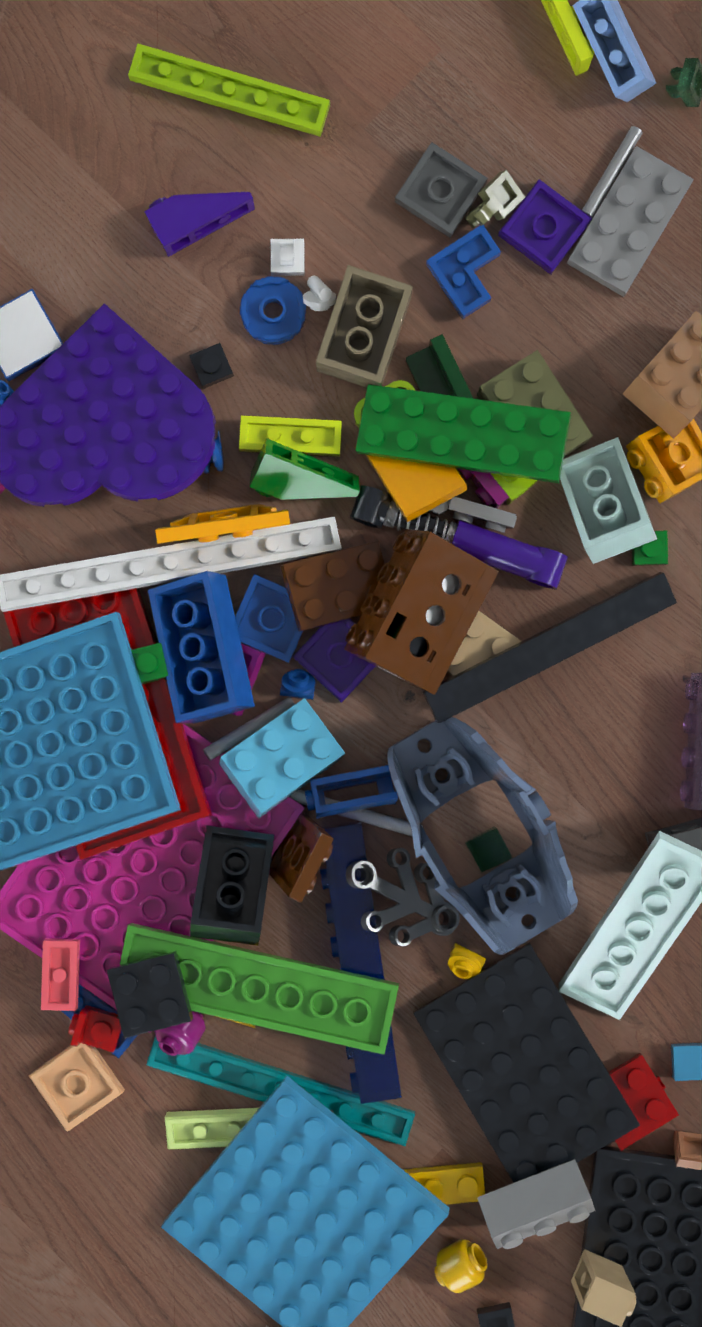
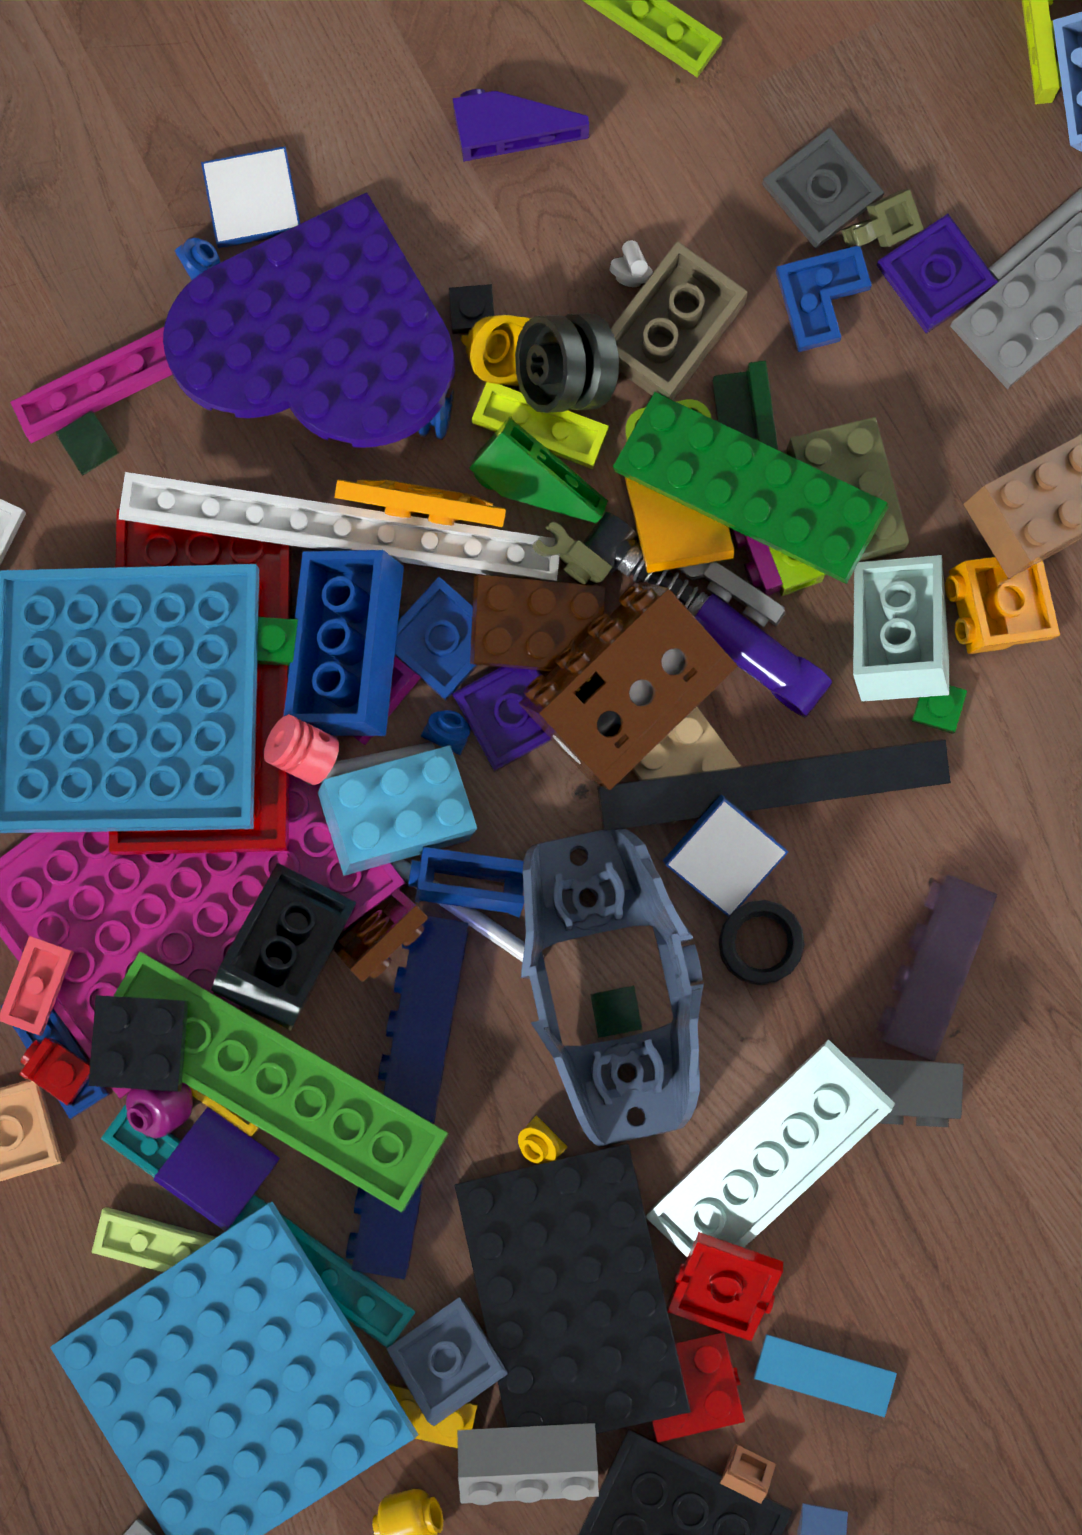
camera: 15 degrees right, 5 degrees down
(196, 740) = (301, 749): none -> coral piece
(237, 1061) = (216, 1169): none -> dark purple tile
(250, 387) = (493, 347): none -> yellow piece
(278, 329) = (565, 291): blue tile -> none
(287, 257) = (609, 208): white tile -> none
(296, 383) = (566, 362): none -> pearl dark grey wheel
(354, 528) = (581, 561): none -> olive plate
(407, 899) = (494, 1035): dark grey plant -> none
(451, 1145) = (446, 1361): none -> sand blue plate
(531, 711) = (725, 856): none -> white tile
(603, 765) = (794, 939): none -> black tyre
(634, 1024) = (725, 1286): none -> red plate

